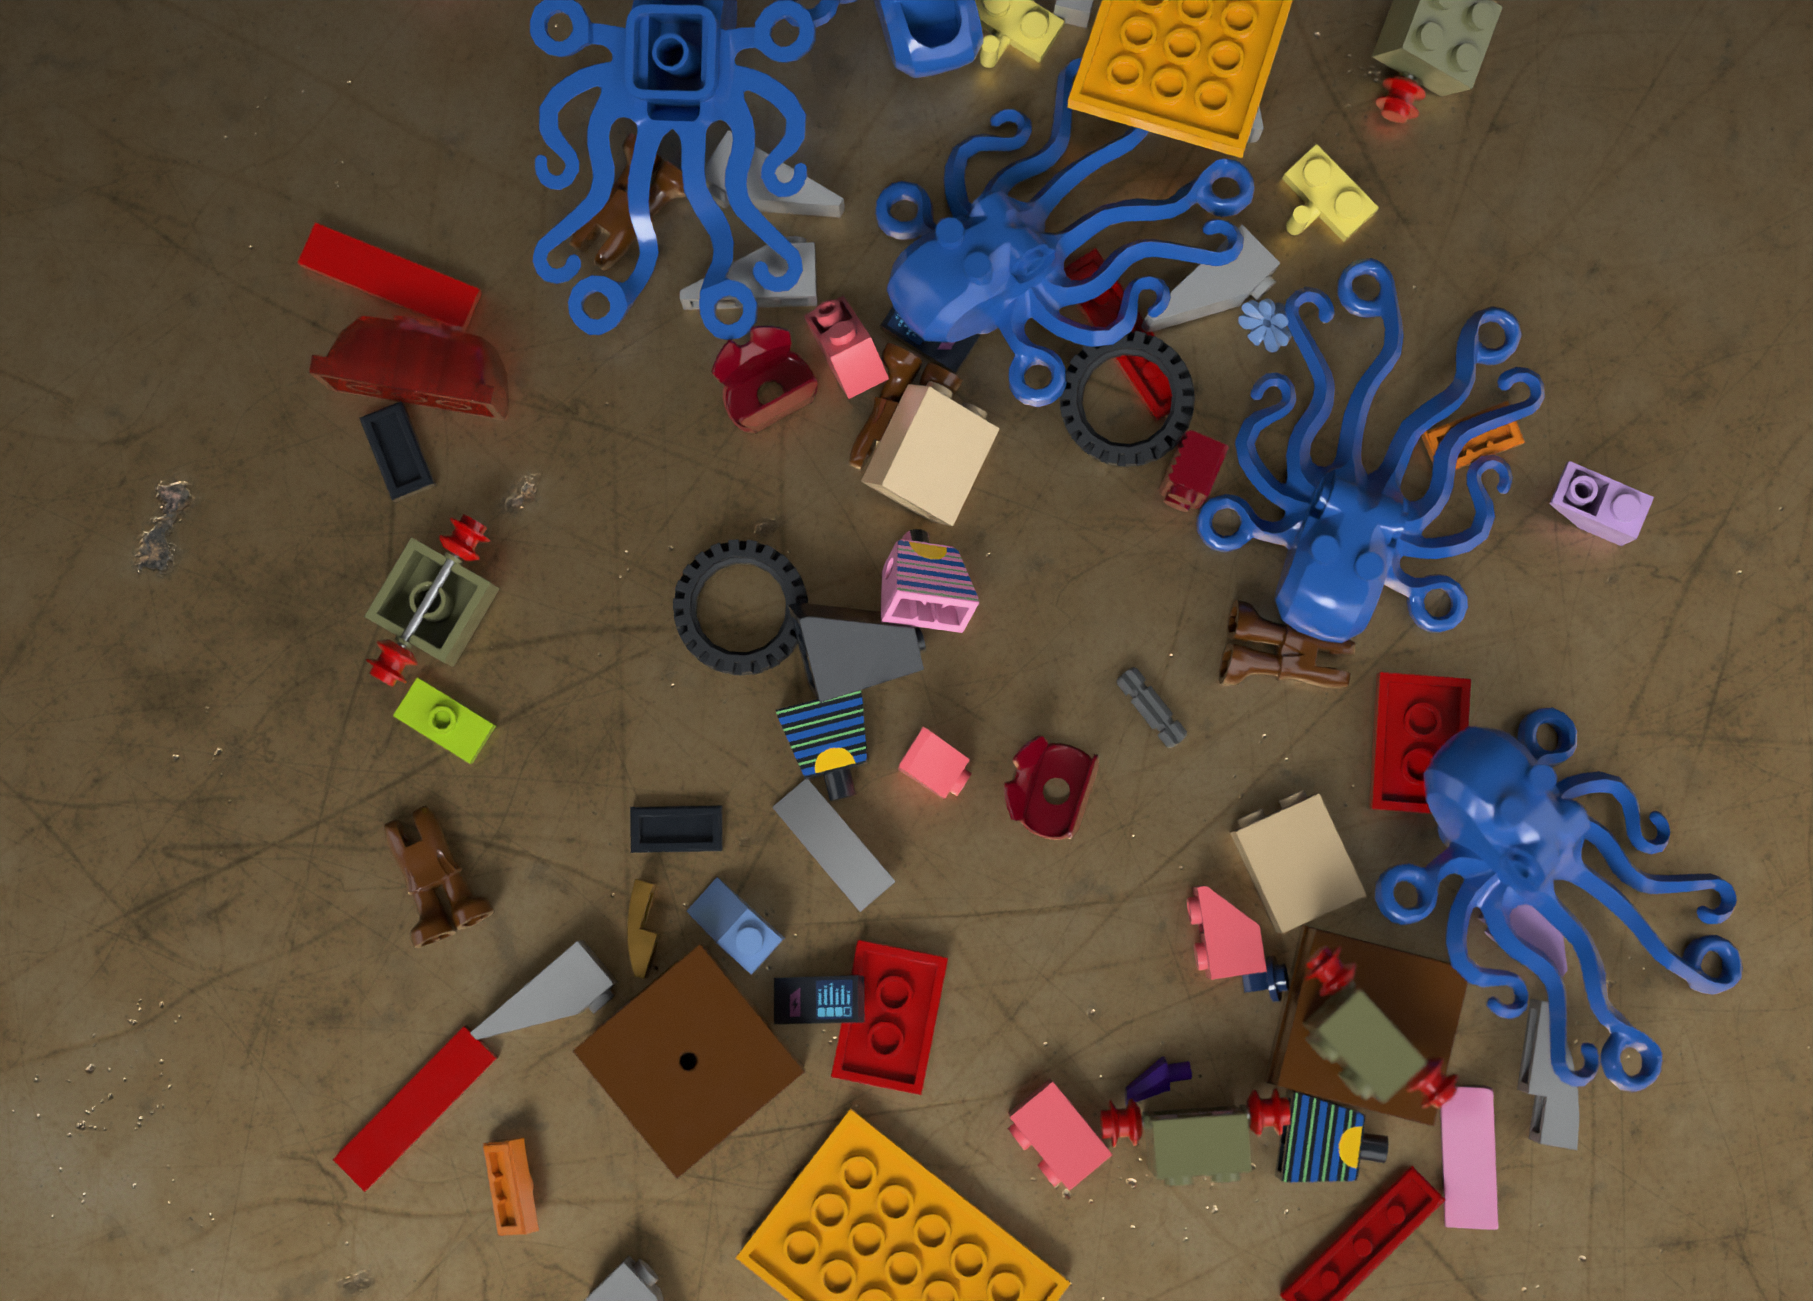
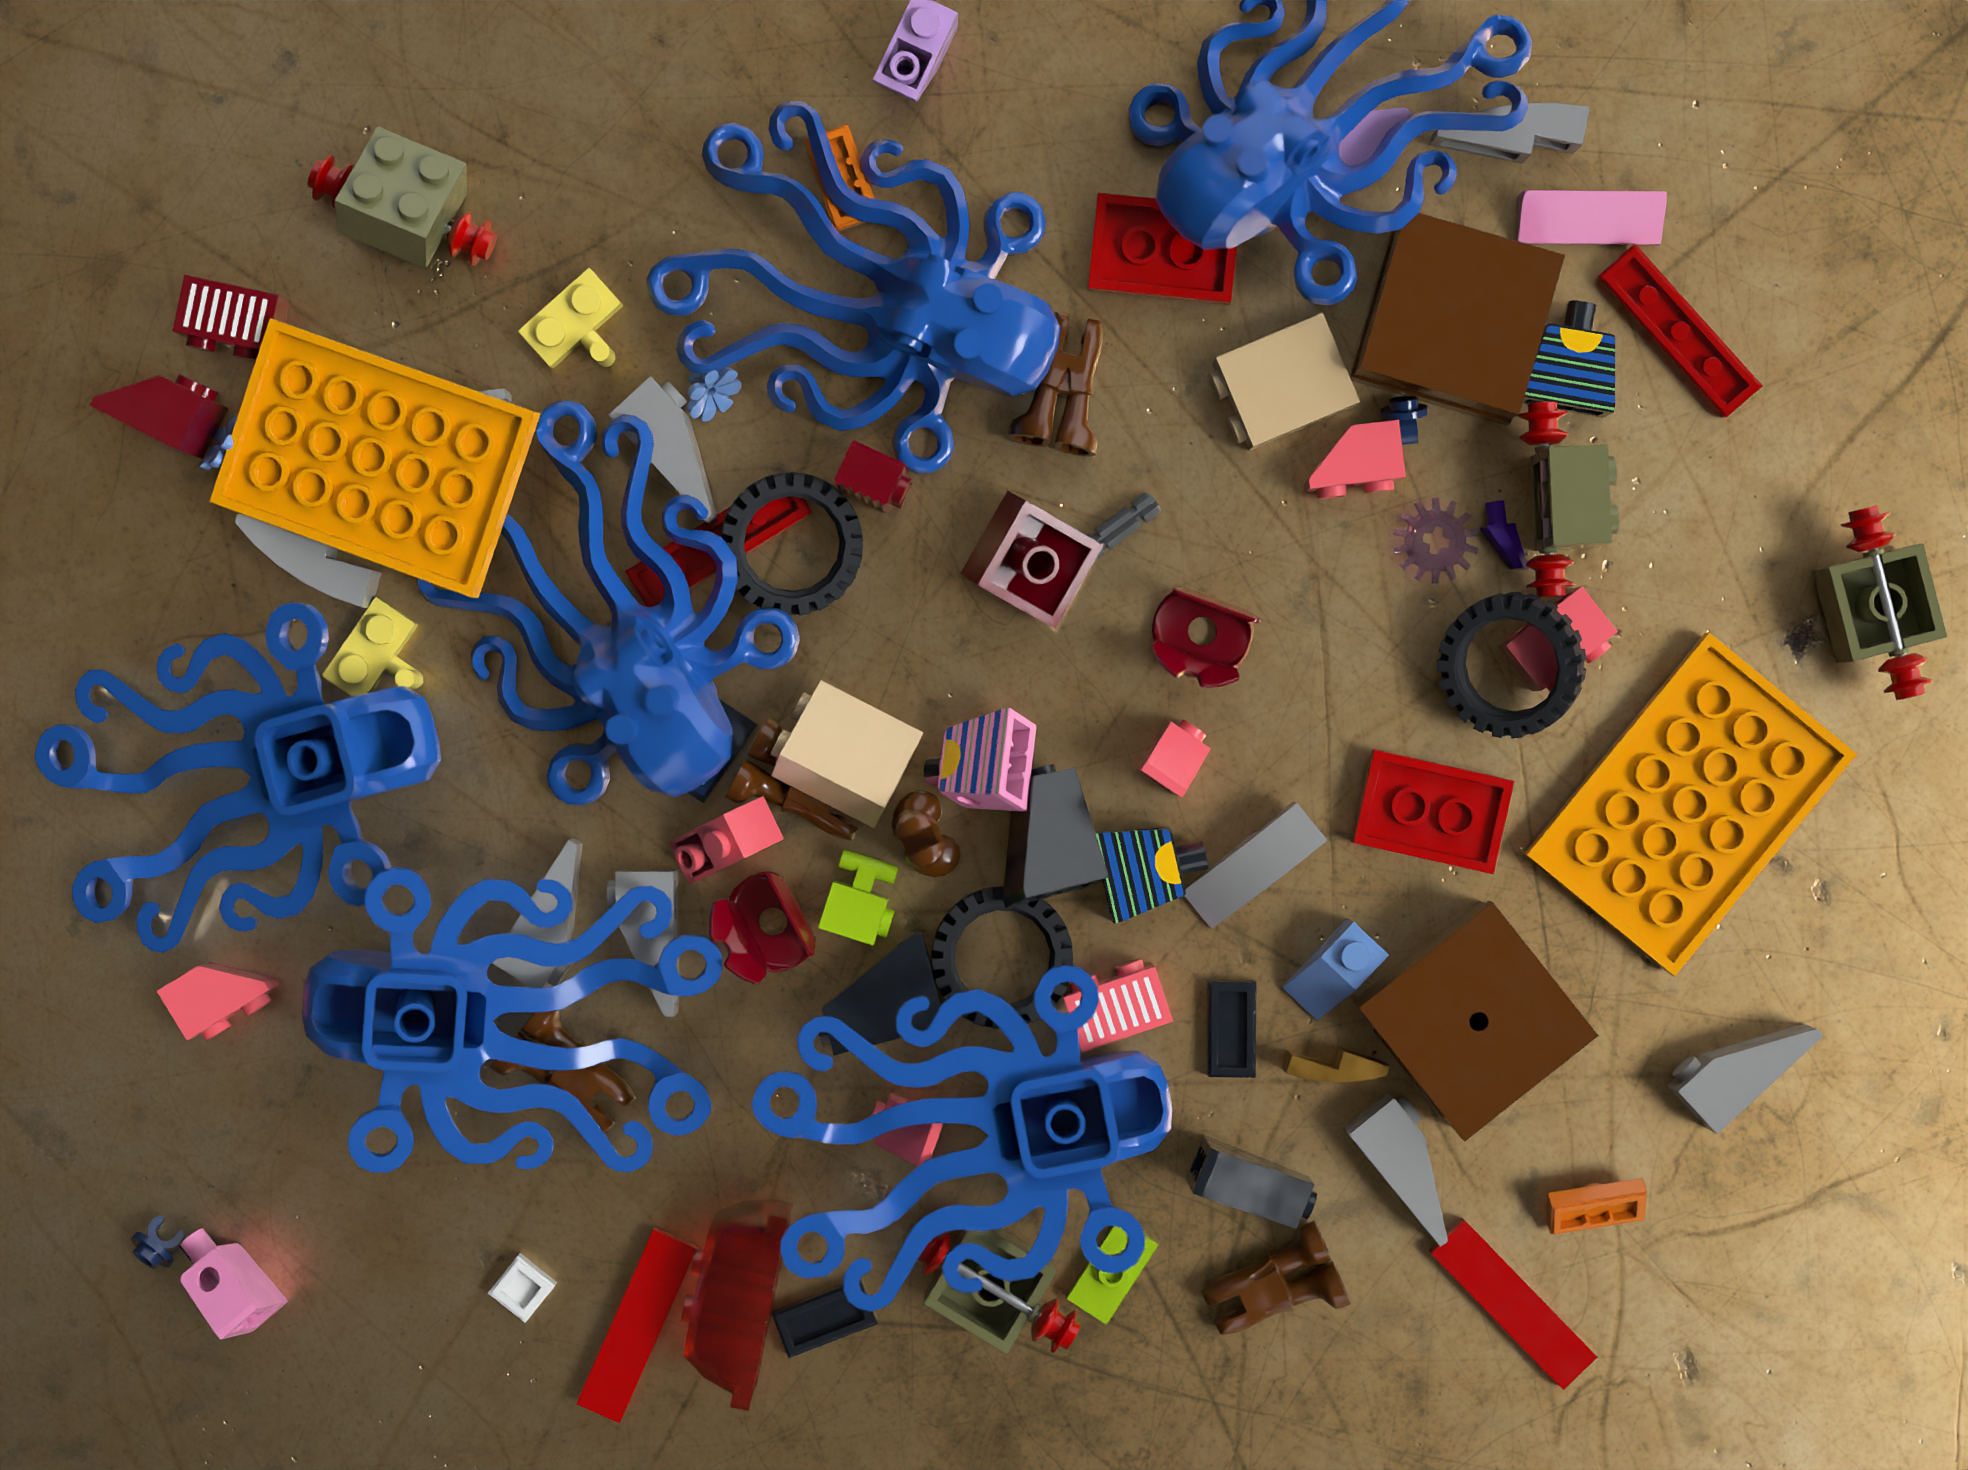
camera: 90 degrees left, 5 degrees up
(423, 172) = (522, 1287): none -> white tile
(528, 849) = (1250, 1183): none -> black slope
(577, 521) = (910, 1142): none -> coral slope
(579, 644) = (1045, 1124): none -> blue animal
(697, 498) = (874, 997): none -> black slope
(697, 717) = (1126, 1006): none -> coral brick
(784, 467) = (854, 908): none -> lime brick
(819, 1000) = (1414, 884): tile -> none
(850, 523) = (917, 828): none -> reddish brown piece
(1019, 1036) = (1465, 697): none -> black tyre
(1119, 624) = (1031, 559): none -> dark red slope
(1134, 1024) = (1425, 524): none -> gear
(1364, 1042) = (1493, 318): olive brick -> none

